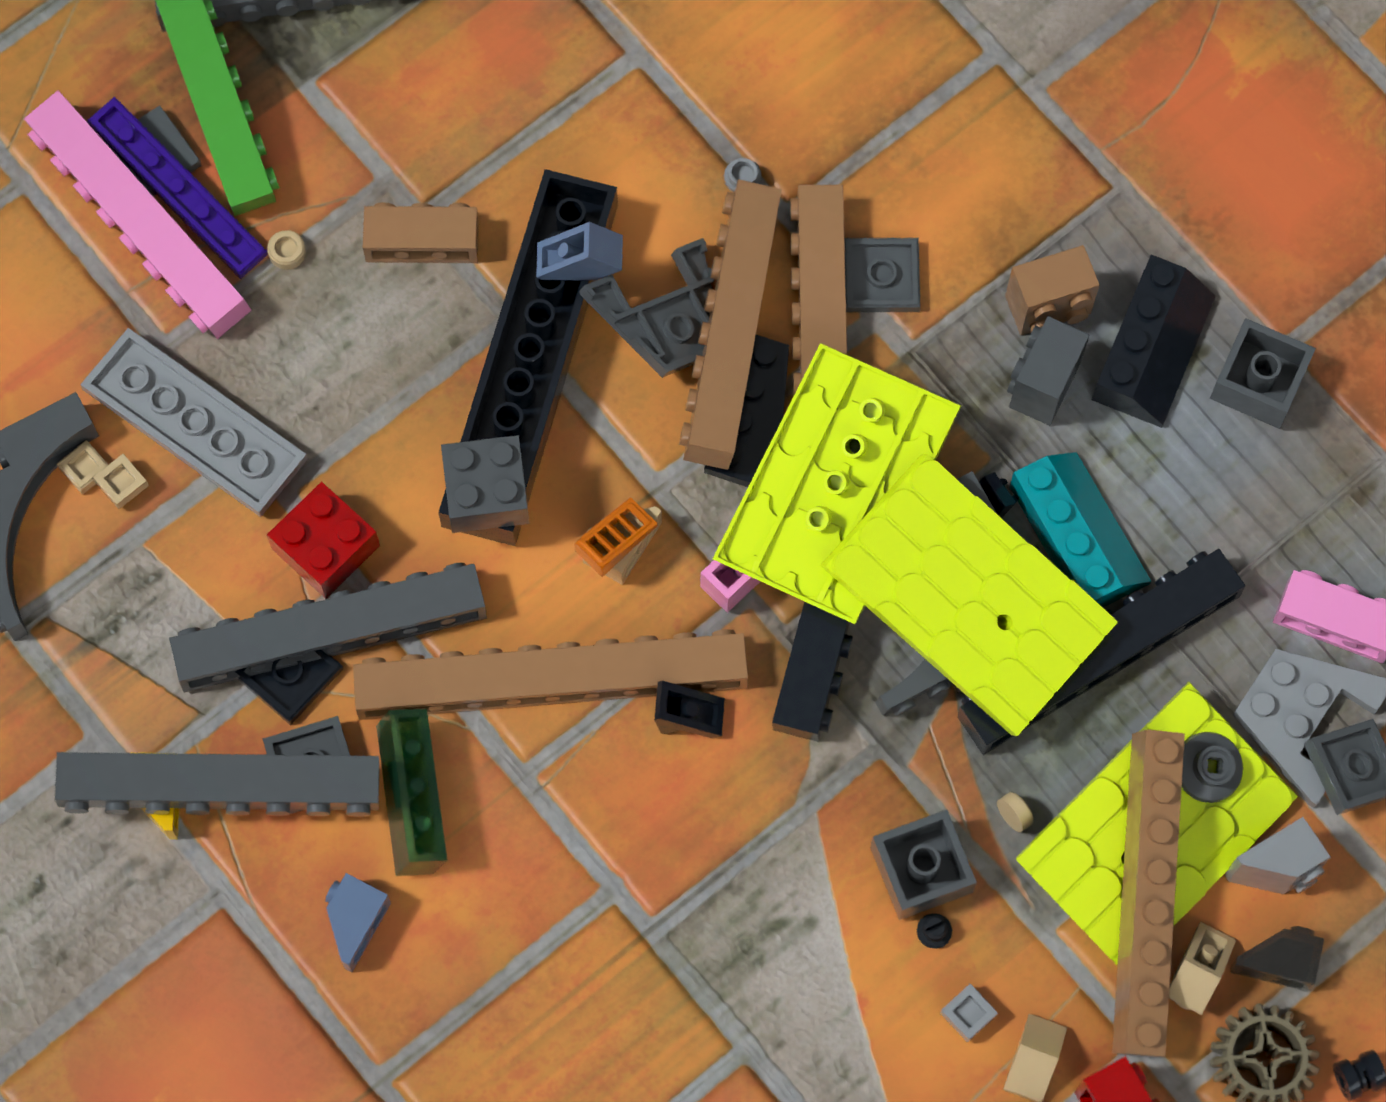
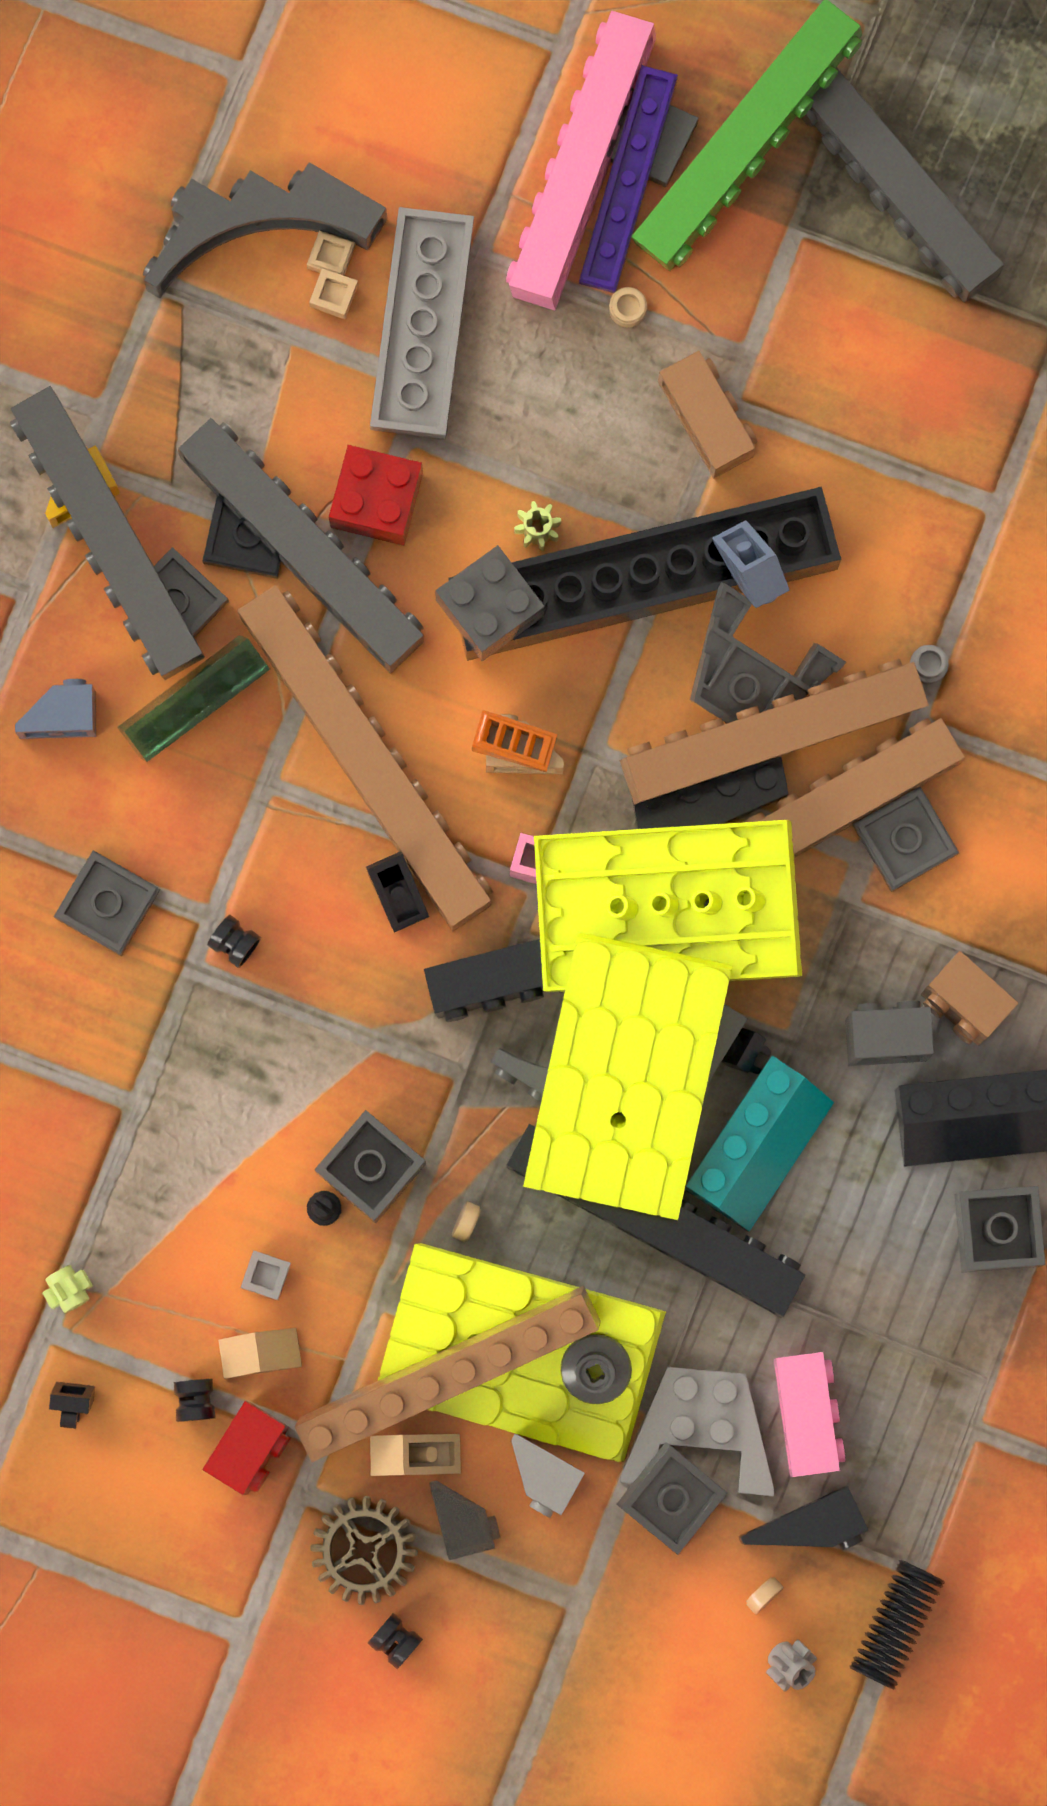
camera: 60 degrees right, 10 degrees up
(439, 429) = (530, 532): none -> yellowish green gear
(549, 974) = (107, 903): none -> dark grey tile
(650, 877) = (234, 941): none -> black wheel

